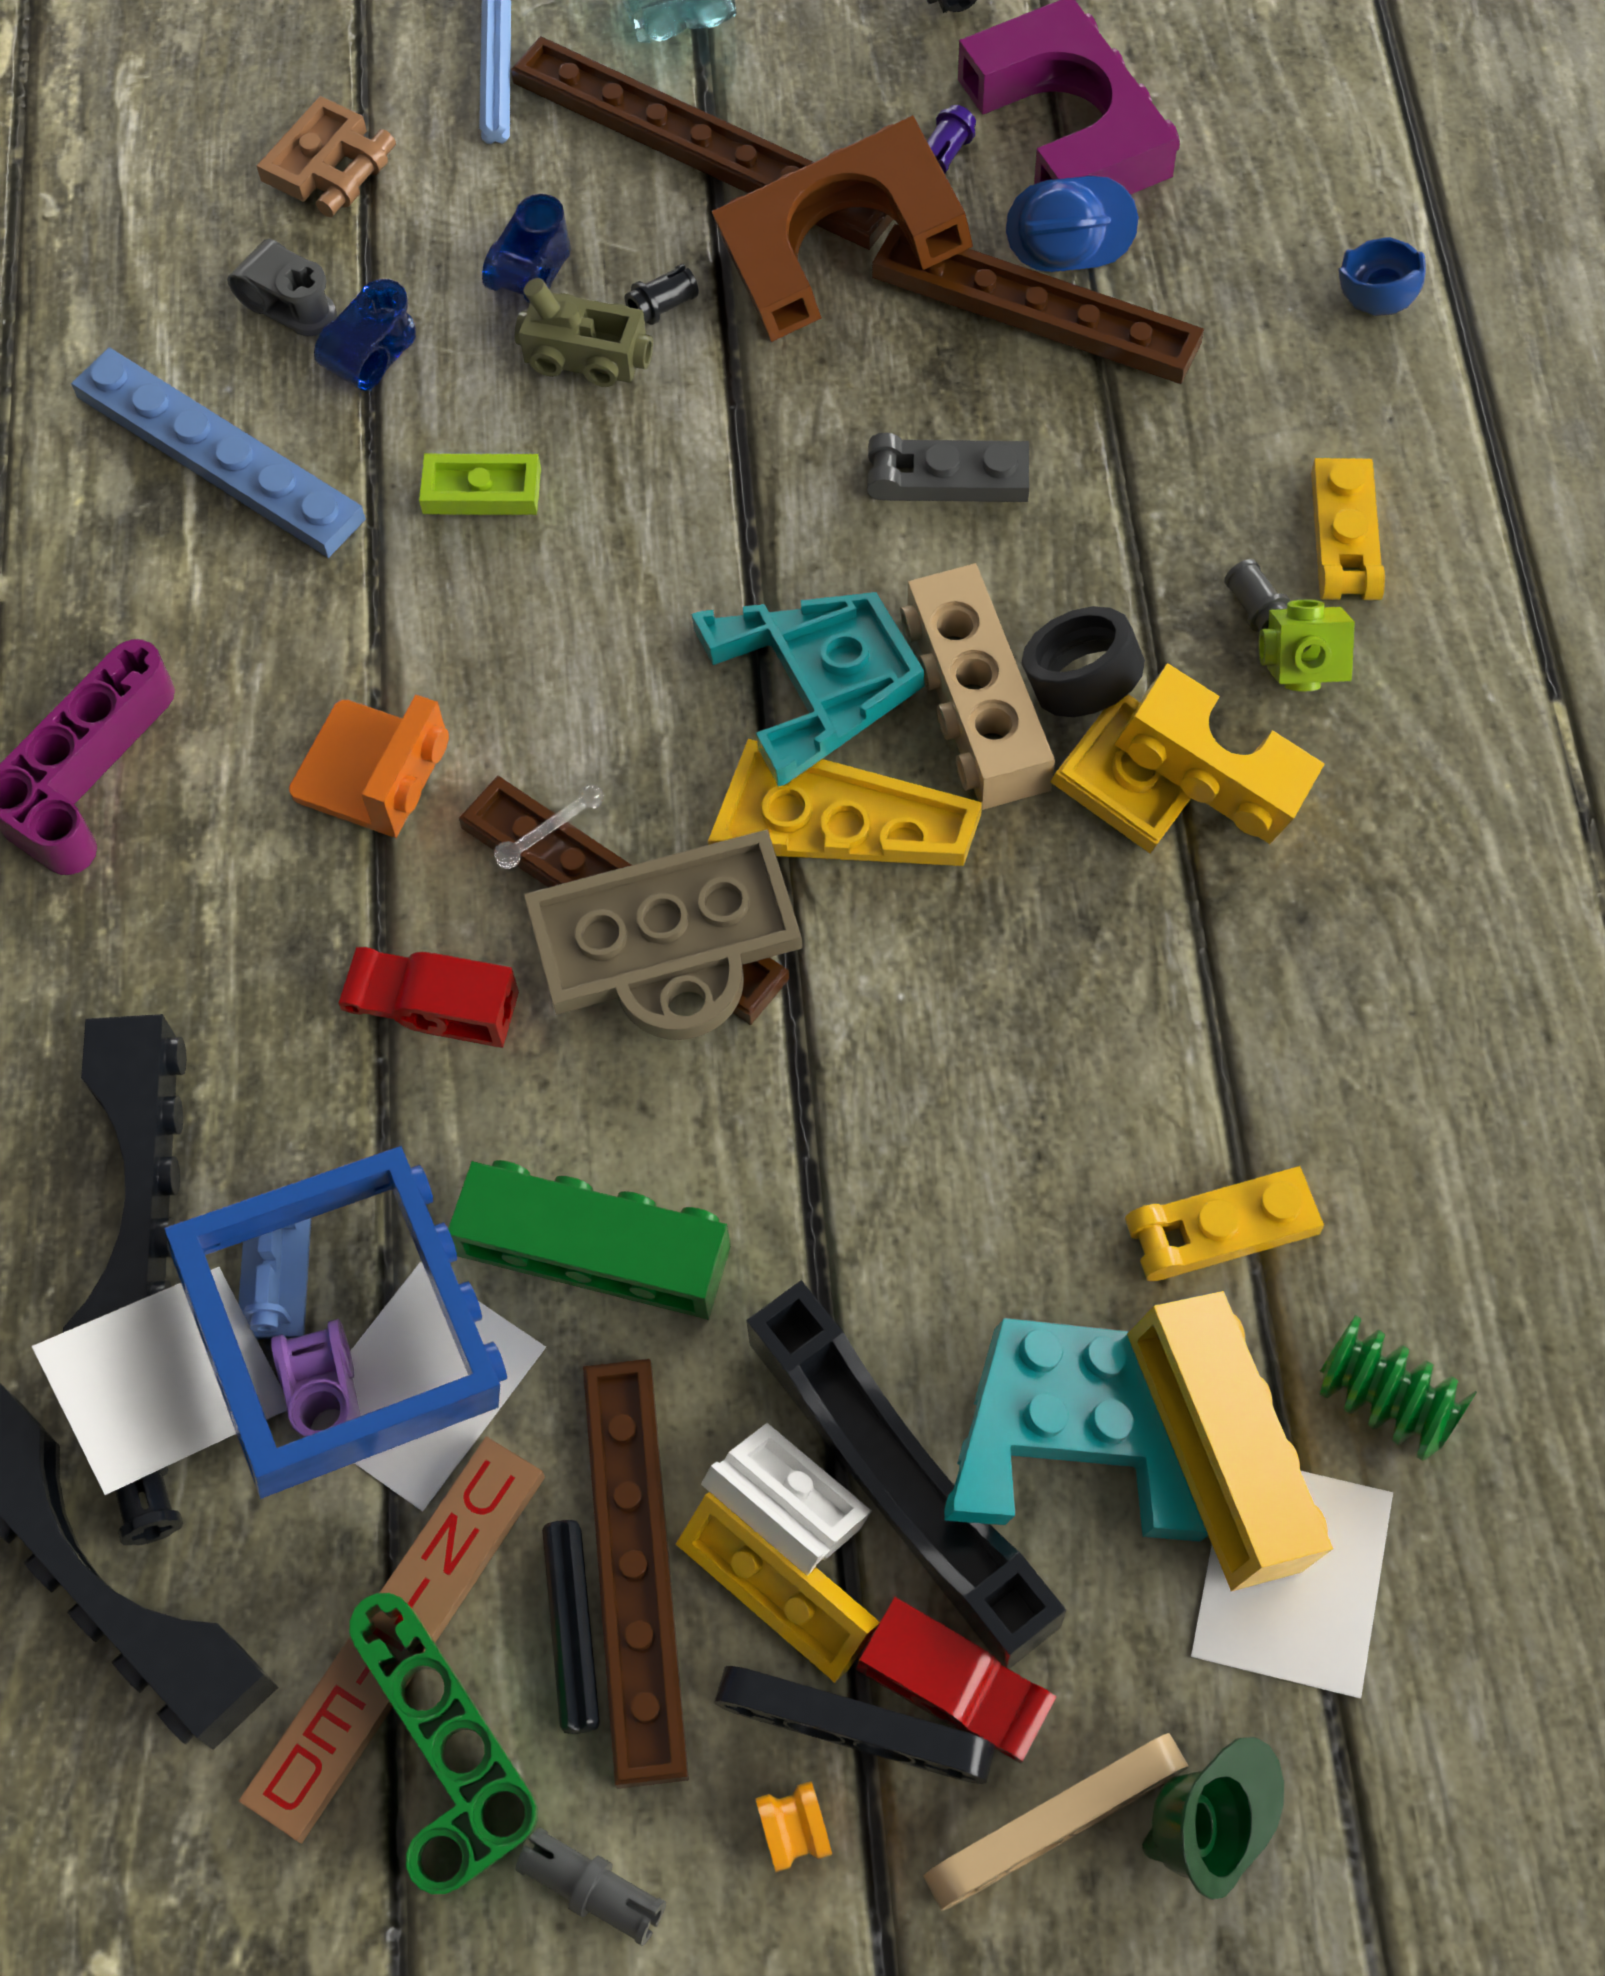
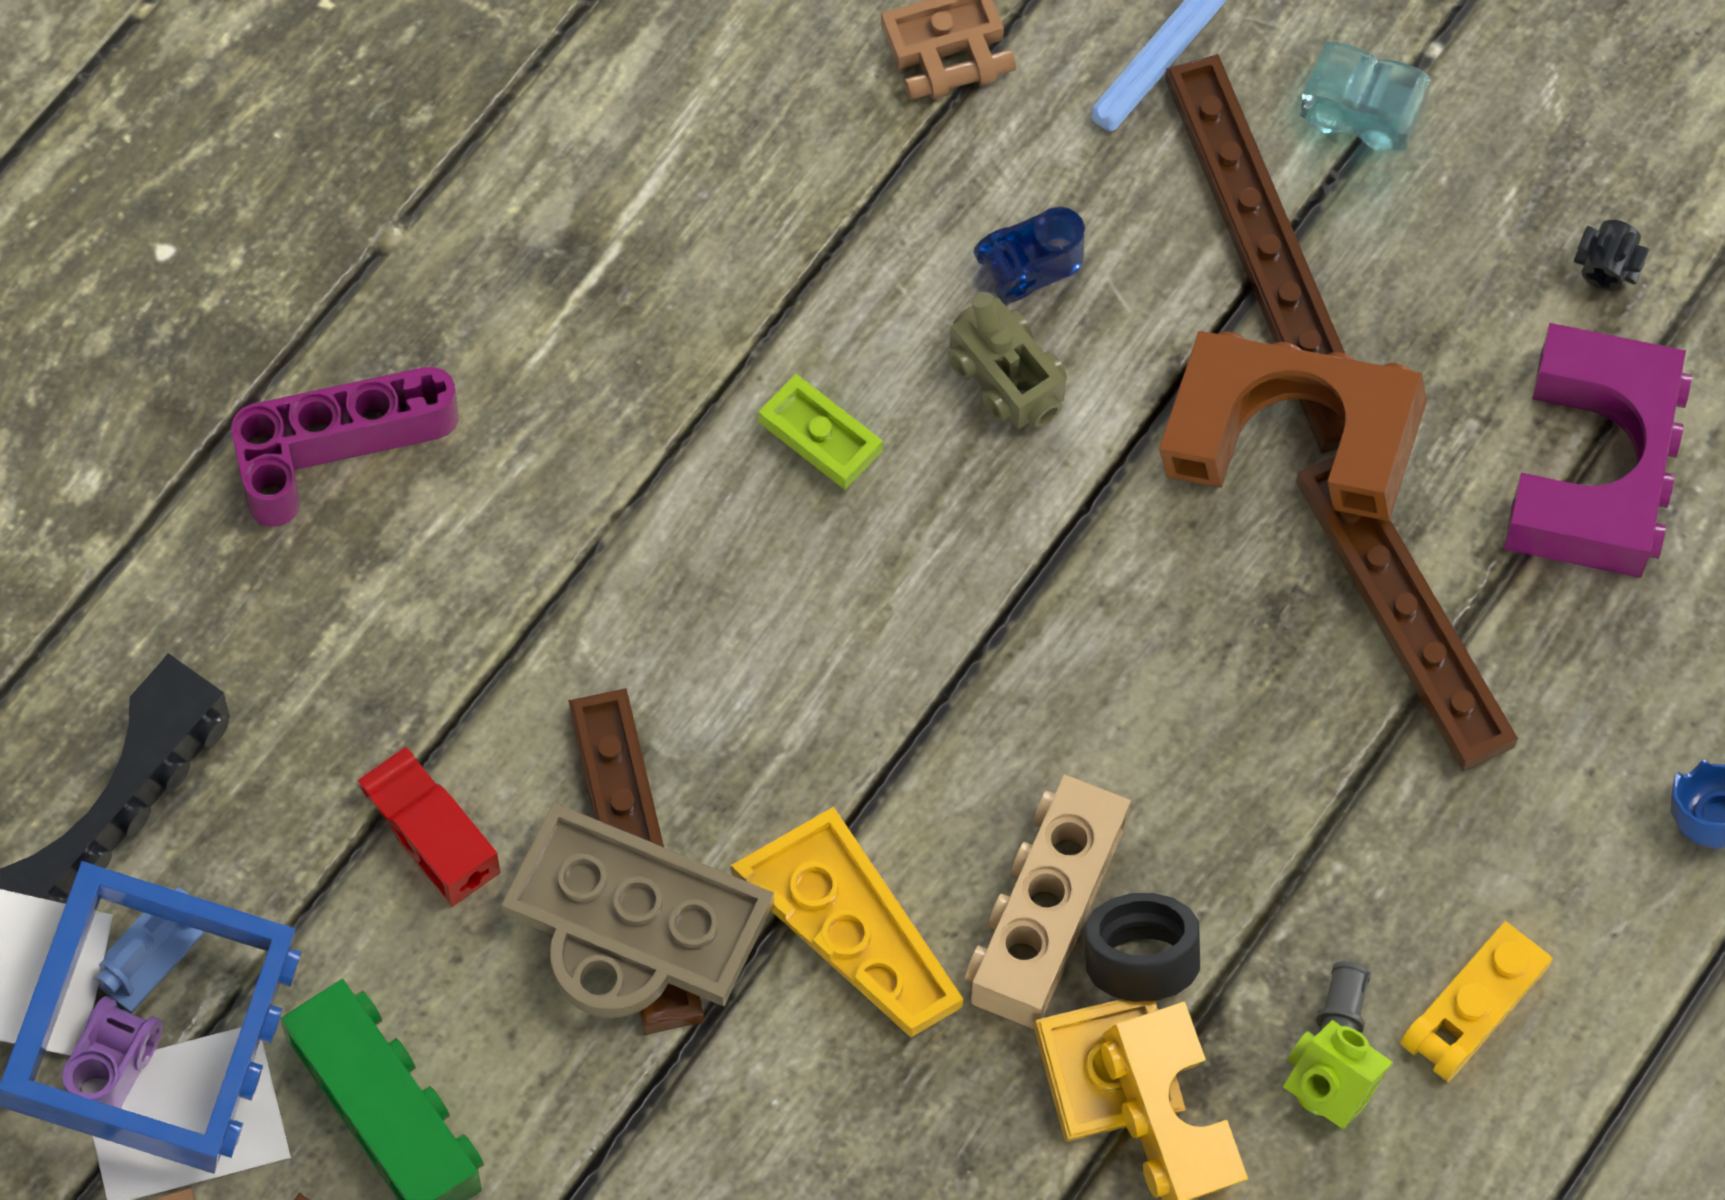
camera: 35 degrees right, 0 degrees up
(219, 452) = (649, 249): medium blue plate -> none
(284, 288) = (814, 143): dark grey piece -> none
(367, 342) = (838, 237): clear blue piece -> none
(371, 763) = (540, 605): orange bracket -> none
(508, 853) = (577, 760): clear hinge -> none
(662, 293) = (1106, 370): black pin -> none
(839, 657) = (961, 800): teal wing -> none
(948, 470) = (1203, 701): dark grey plate -> none
(953, 130) = (1470, 403): dark purple pin -> none
(1072, 223) = (1499, 561): blue piece -> none

